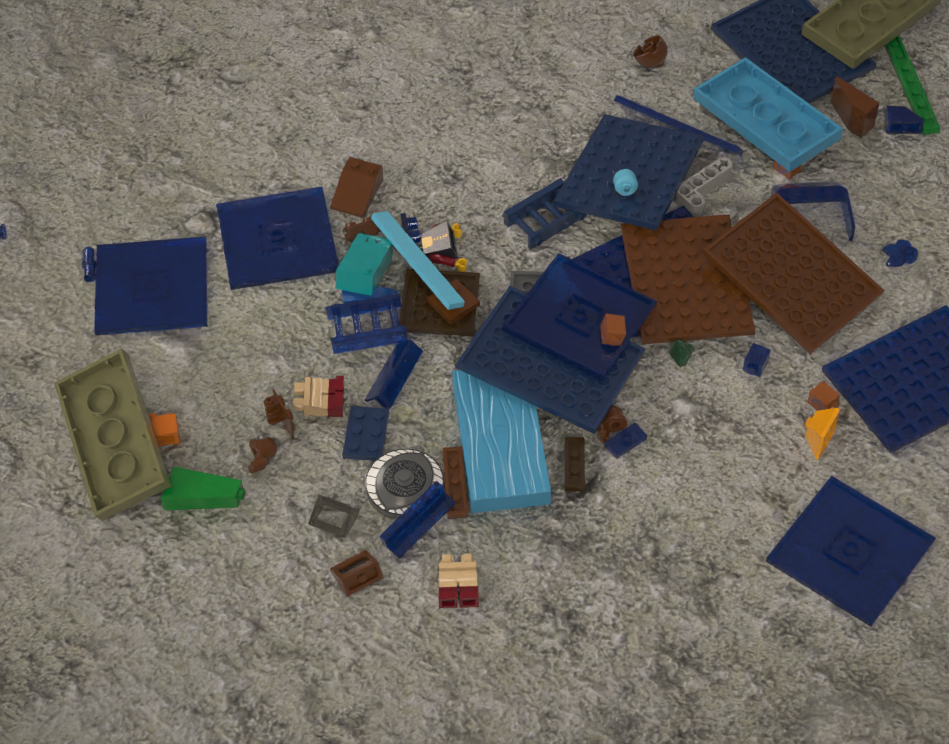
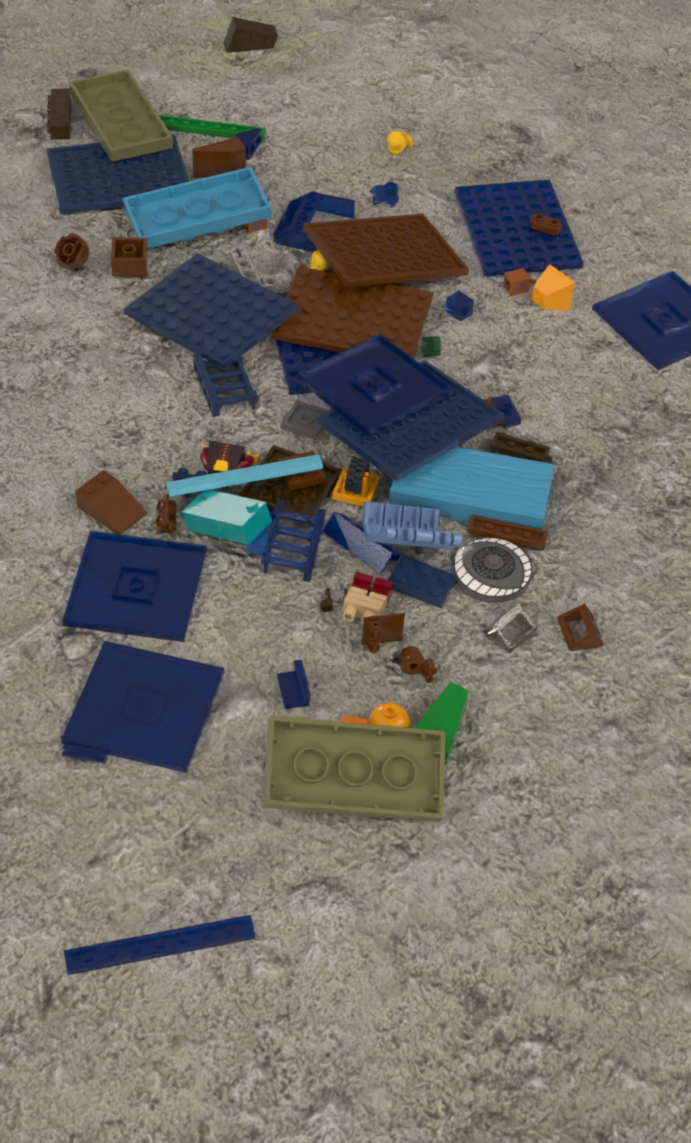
camera: 75 degrees left, 5 degrees down
(188, 452) = (389, 715): none -> light orange cylinder
(206, 377) = (294, 687): none -> clear blue panel
(309, 372) = (326, 604): none -> dark brown hand
(407, 397) = (406, 526): none -> medium blue hinge
(417, 520) = (543, 567): clear blue panel -> none
(453, 343) = (356, 483): none -> plate
(456, 575) = (618, 559): hips -> none
(613, 329) = (409, 363): dark orange brick -> none
(625, 182) = (239, 305): medium azure head -> none
(670, 92) = (129, 257): none -> reddish brown brick
(678, 125) = (166, 268): clear blue tile -> none
(930, 396) = (545, 224): none -> reddish brown plate

